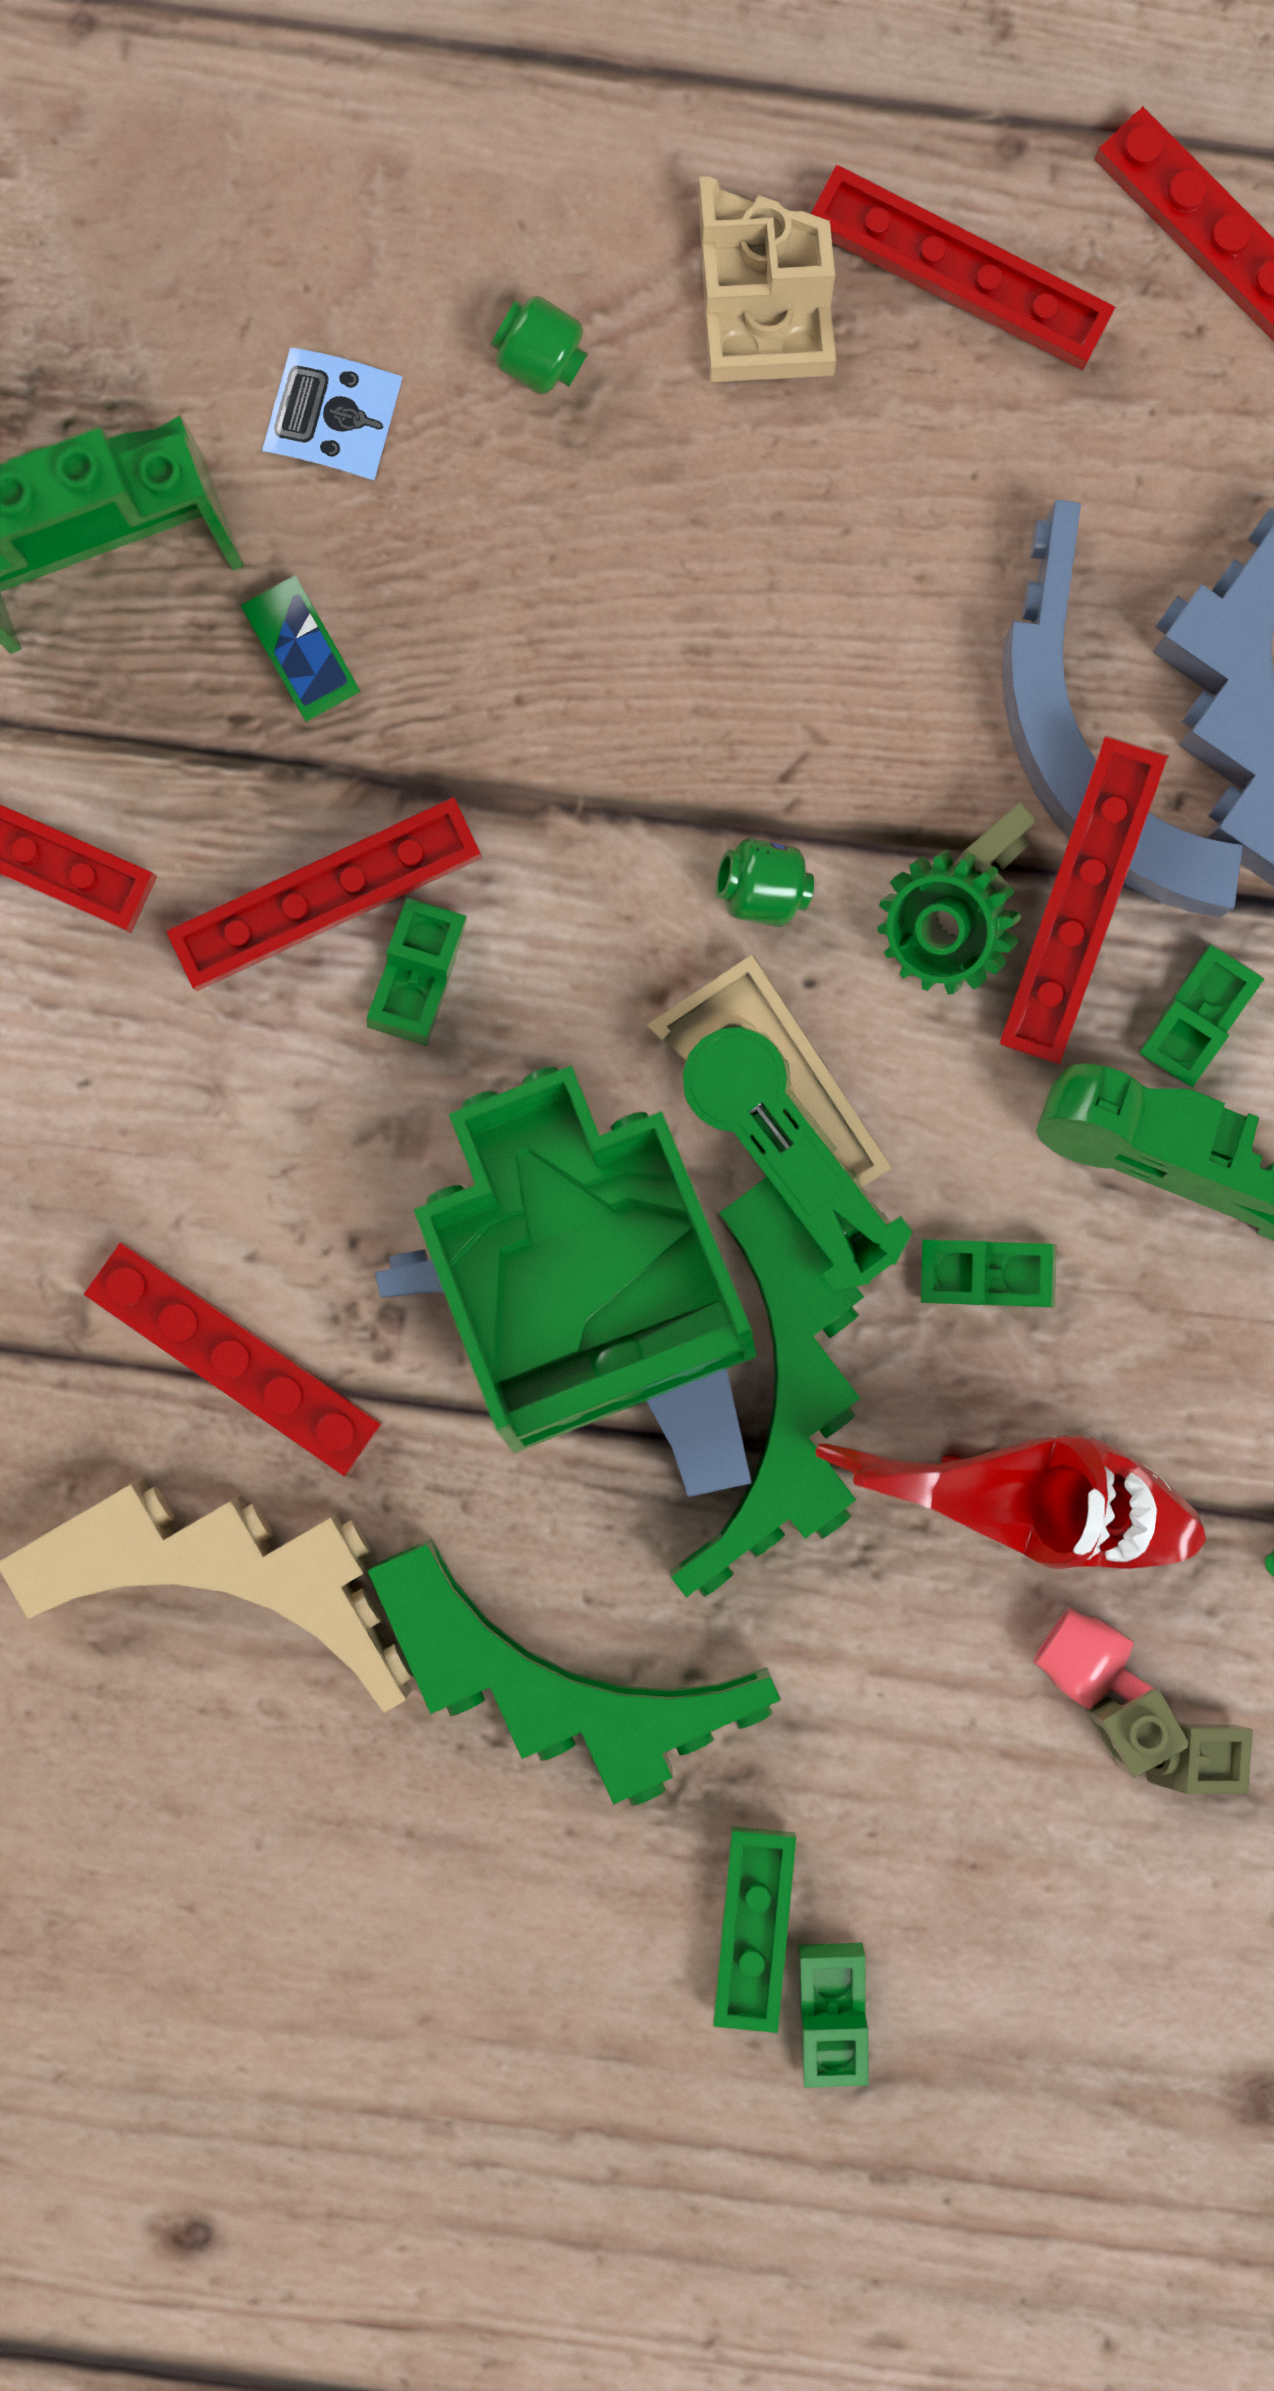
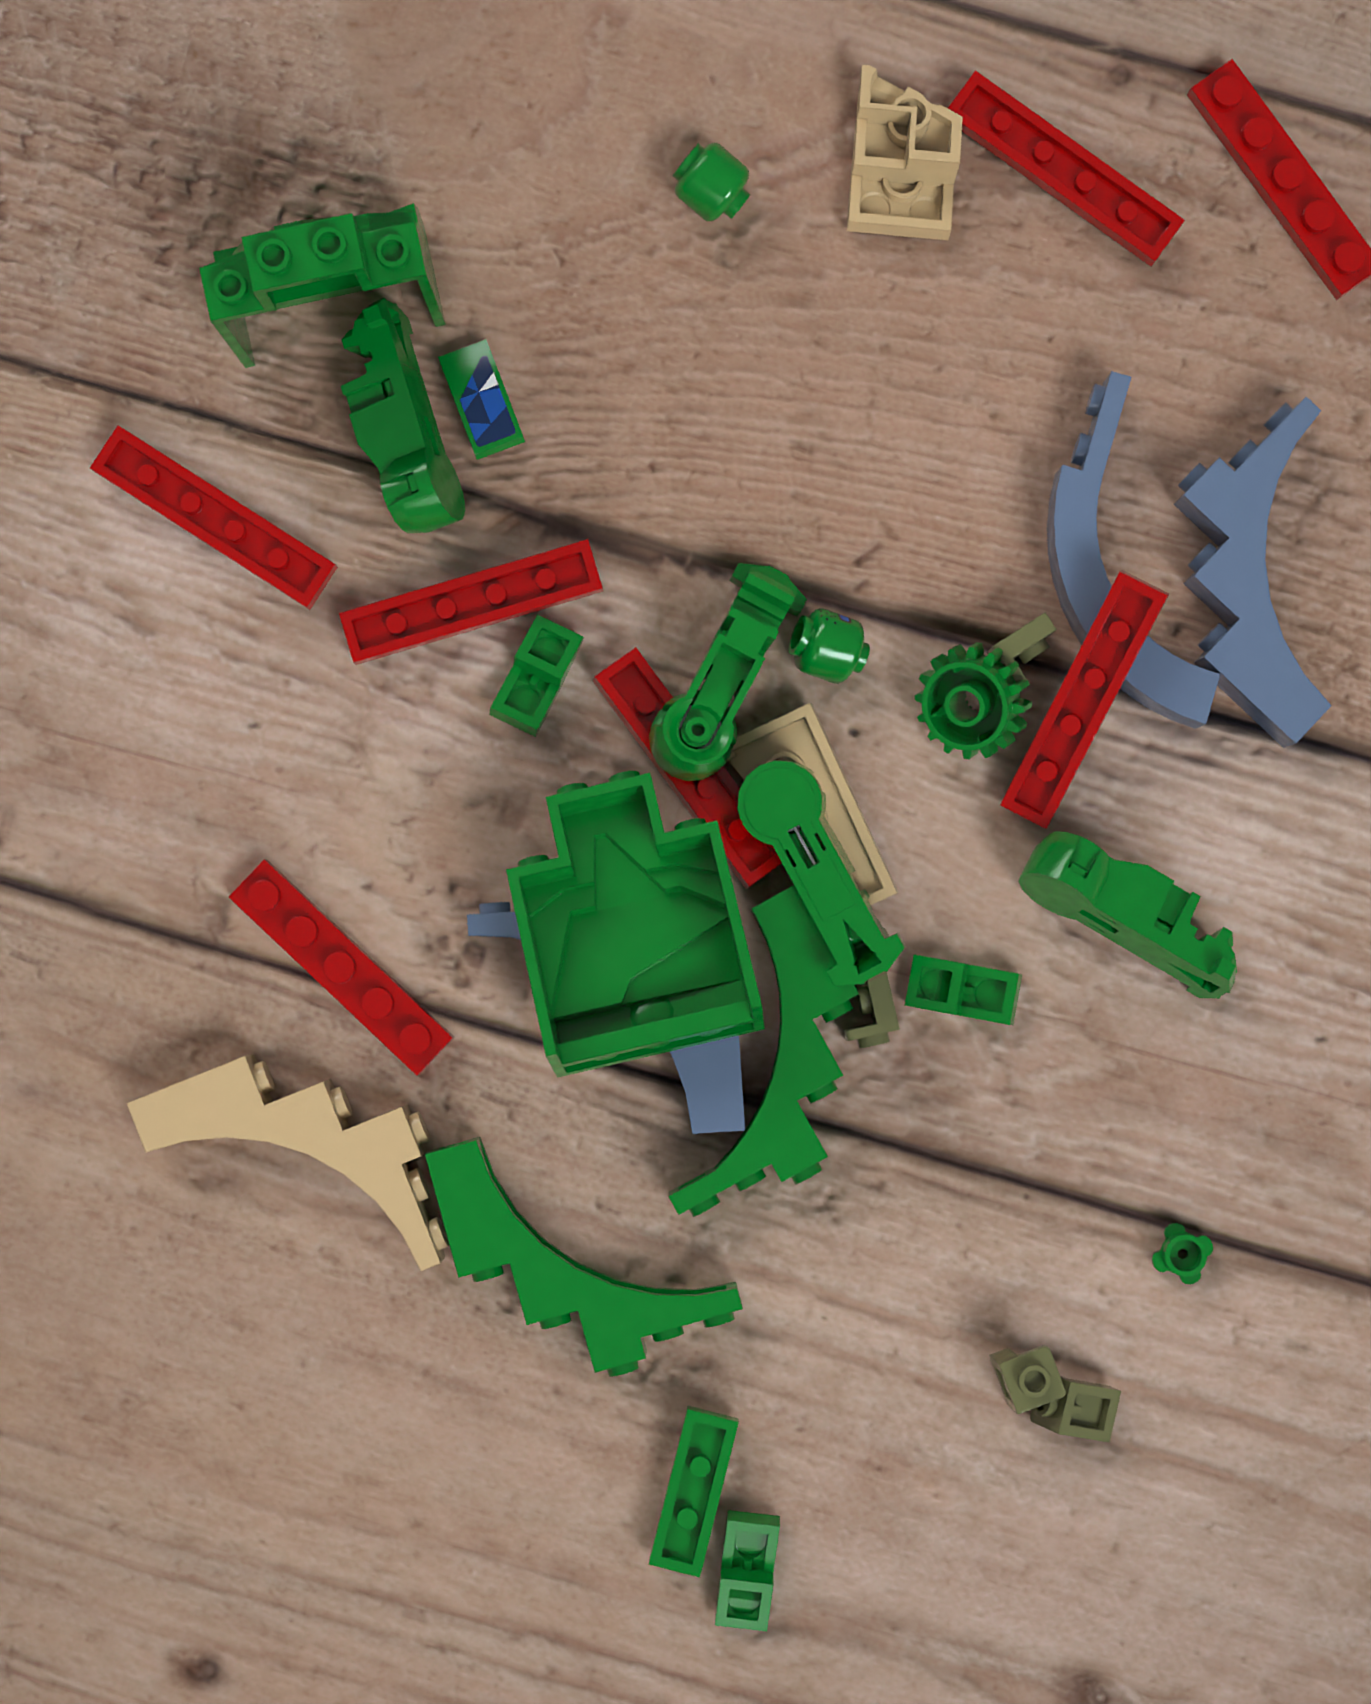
camera: 10 degrees right, 0 degrees up
(203, 691) = (398, 424): none -> green piece
(332, 412) = (536, 210): light blue sticker -> none
(610, 1046) = (637, 698): none -> red plate
(621, 1004) = (698, 728): none -> green piece
(886, 1301) = (877, 1000): none -> olive bracket
(1047, 1498) = (982, 1179): red piece -> none
(1088, 1659) = (996, 1314): coral piece -> none
(1201, 1014) = (1167, 805): green slope -> none

